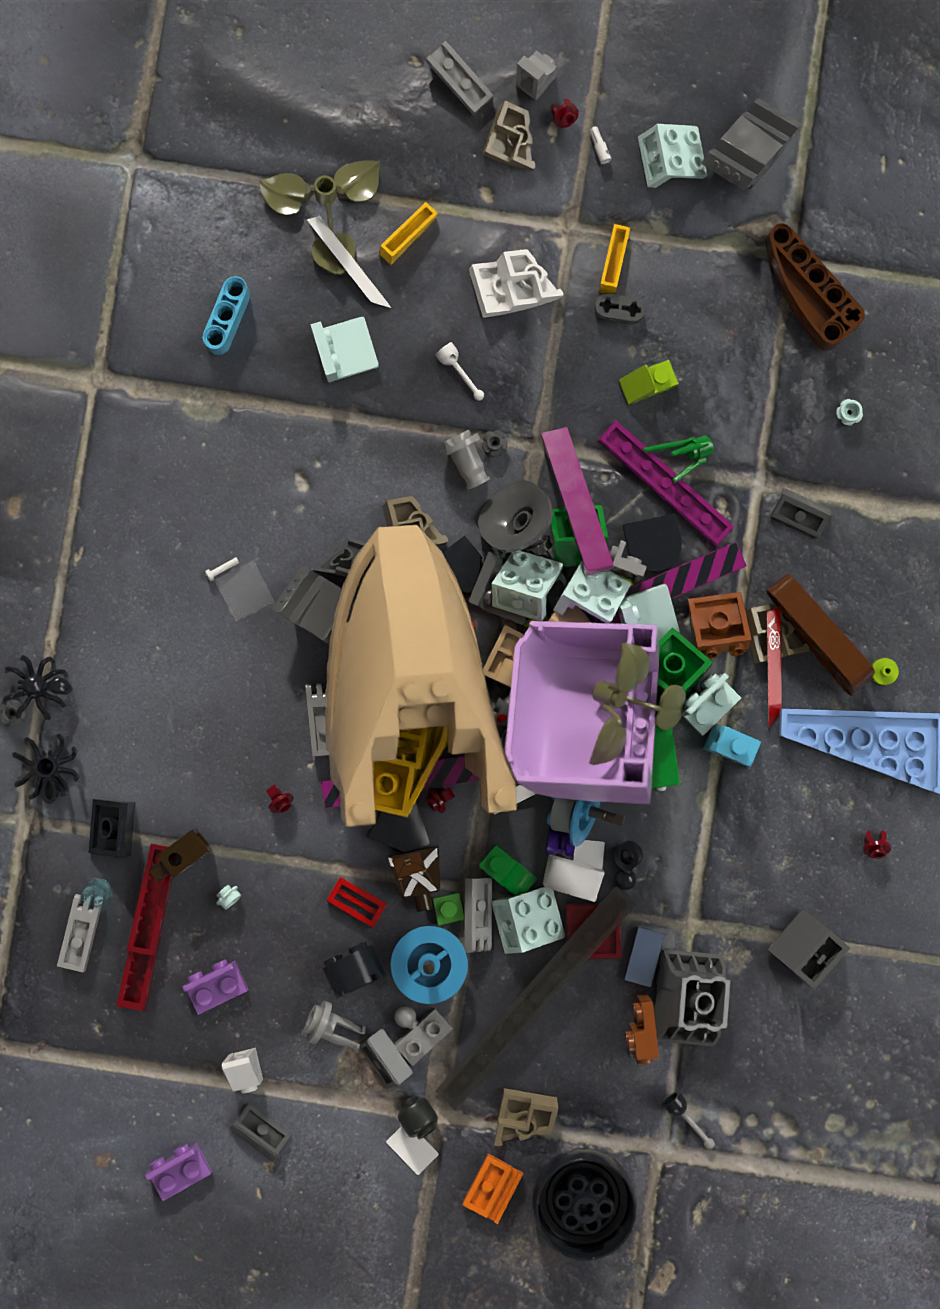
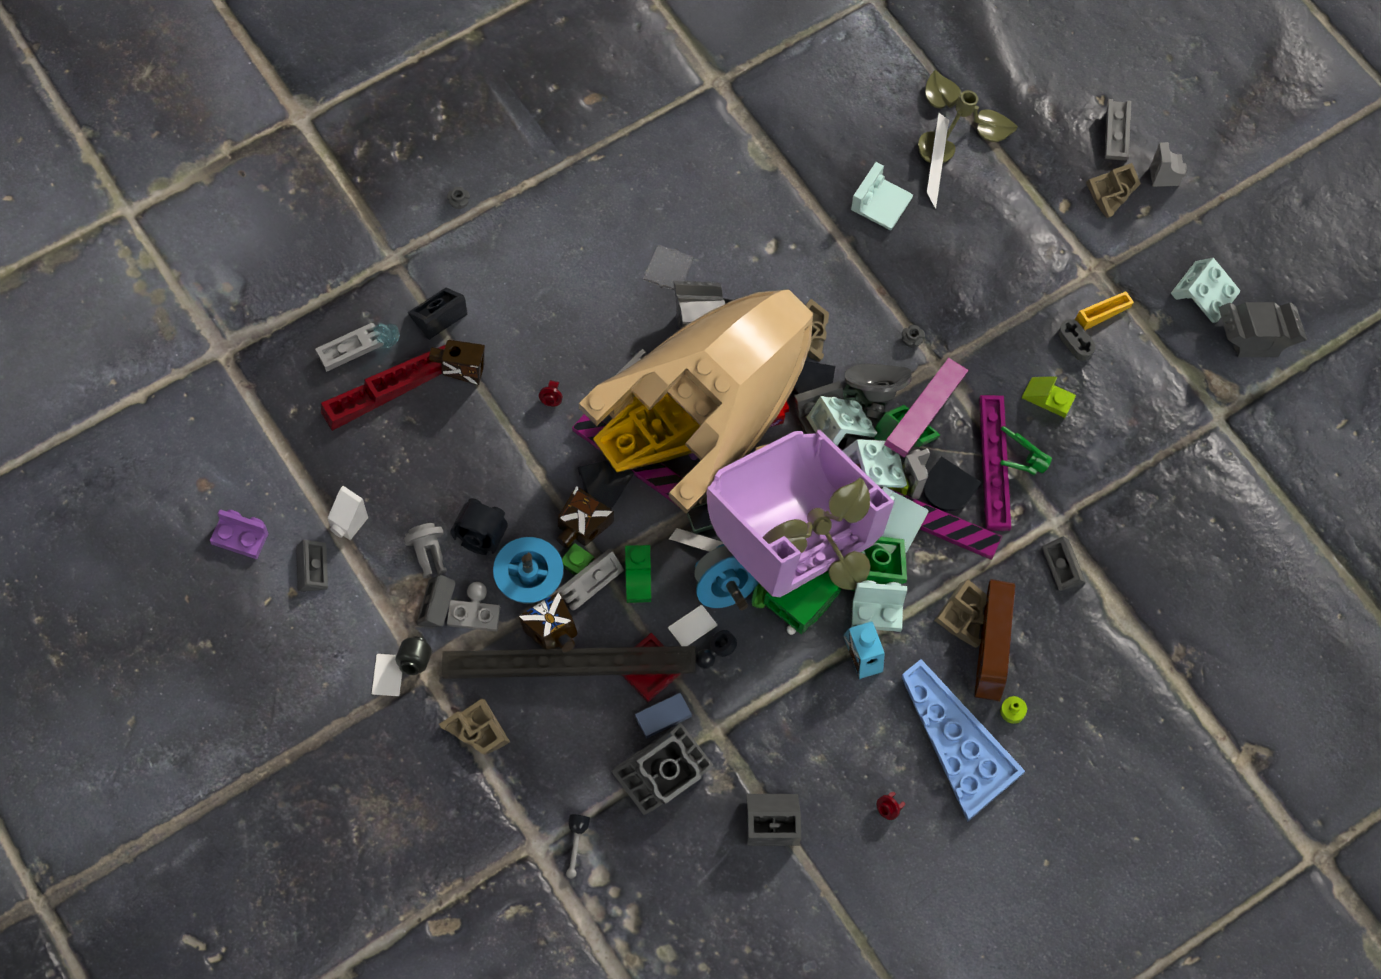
camera: 45 degrees right, 20 degrees down
(36, 686) = (490, 195): black animal -> none
(47, 768) = (441, 243): black animal -> none
(211, 574) = (669, 243): white piece -> none
(216, 986) = (388, 455): medium lavender bracket -> none
(226, 303) = (822, 119): medium azure beam -> none
(228, 896) = (456, 416): light aqua plate -> none
(337, 890) = (530, 518): red tile -> none
(407, 233) = (990, 178): yellow piece -> none
(437, 799) = (643, 491): dark red plate -> none
(448, 356) = (940, 262): white hinge -> none
(466, 458) = (888, 317): light grey piece -> none
(491, 983) = (550, 624): none -> torso
(492, 1188) = (407, 747): orange plate -> none
(511, 284) = (1024, 264): white slope -> none
(528, 920) = (618, 615): light aqua bracket -> none
(565, 114) = (1161, 206): dark red plate -> none
(566, 847) = (687, 590): dark purple wheel -> none
(572, 877) = (673, 617): white piece -> none
(600, 146) = (1165, 244): white pin -> none
(611, 1227) = (424, 795): black wheel -> none
(642, 1036) = (607, 752): dark orange plate -> none
(719, 624) = (936, 571): dark orange plate -> none
(774, 664) = (946, 628): sticker -> none
(807, 298) = (1207, 448): reddish brown beam -> none
(856, 409) = (1163, 531): light aqua plate -> none

